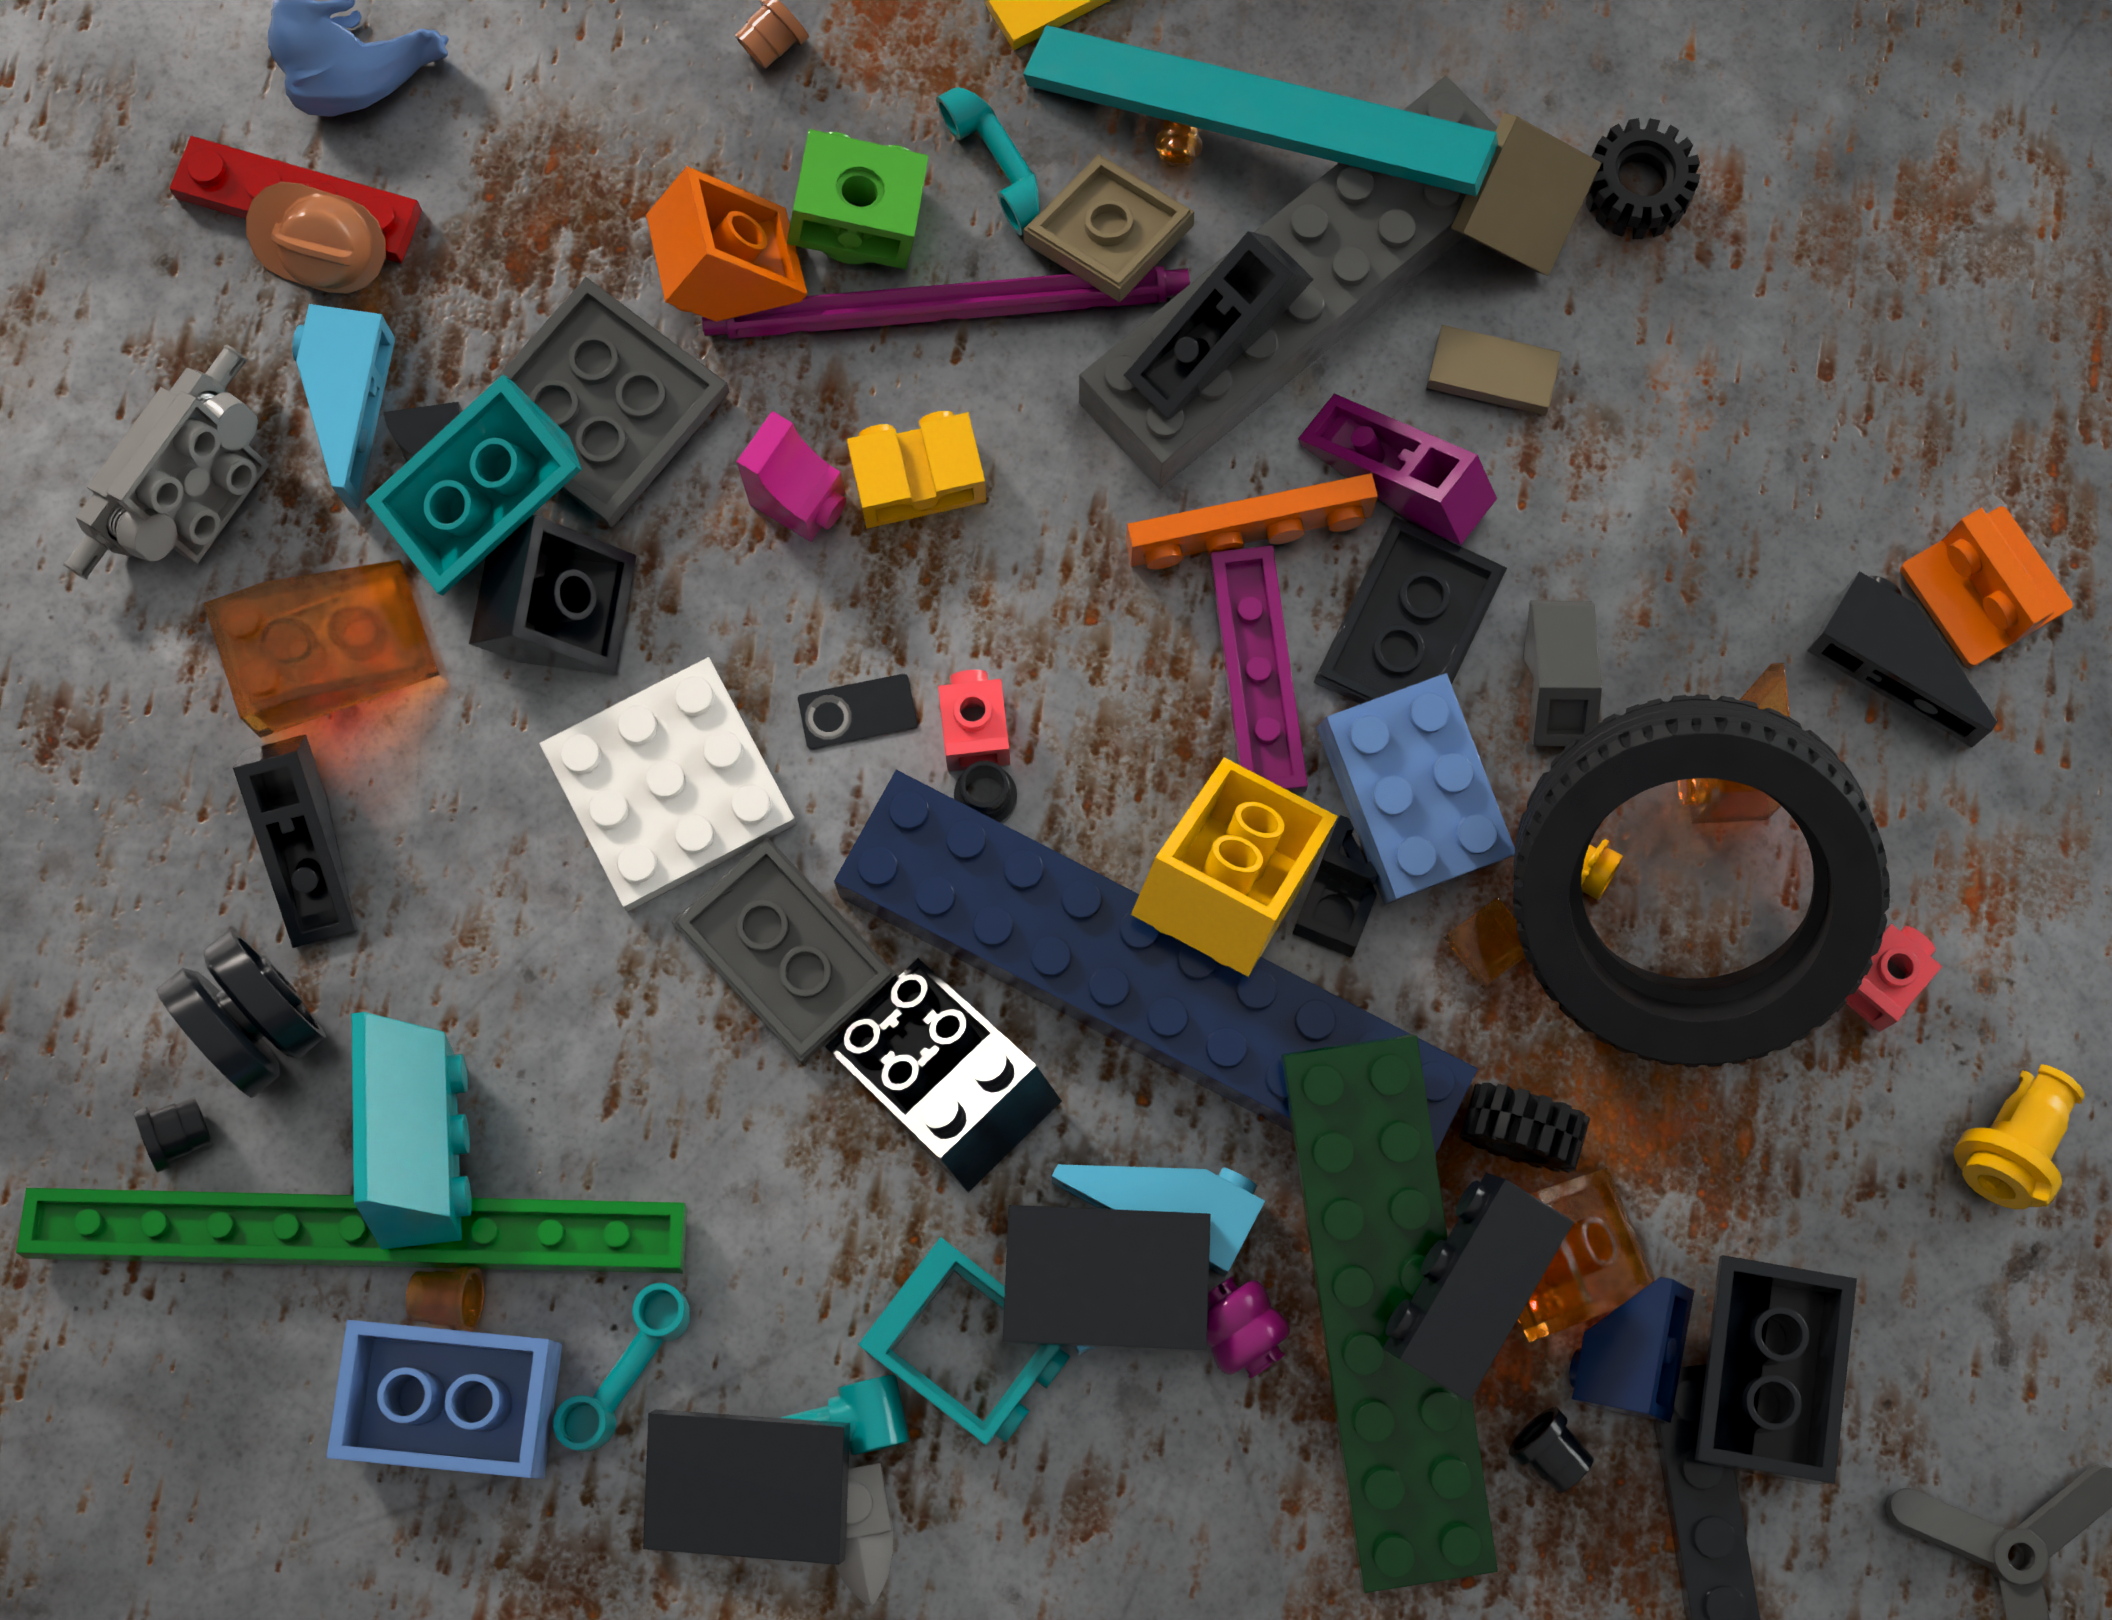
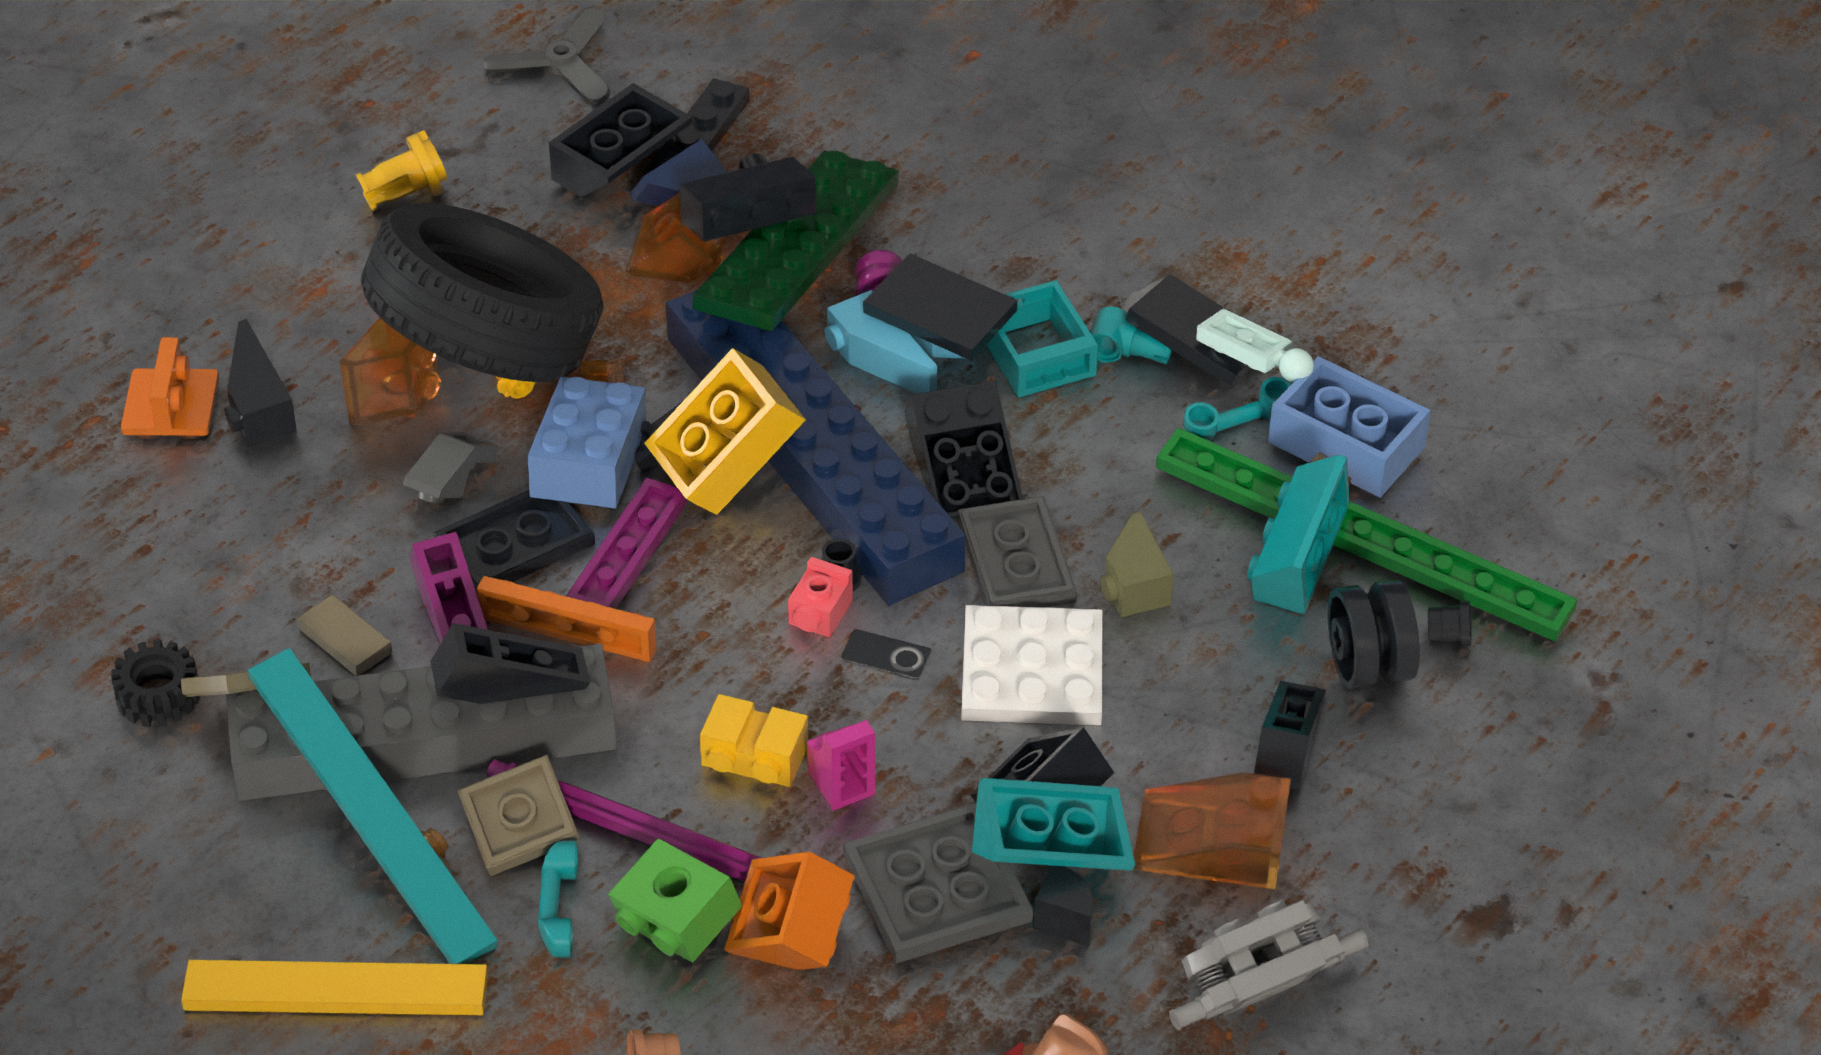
camera: 150 degrees left, 30 degrees down
(344, 376) = (1103, 977): medium azure slope -> none
(612, 988) = (1136, 571): none -> olive slope
(631, 1453) = (1254, 345): none -> light aqua plate
(1525, 1127) = (657, 277): black tyre -> none

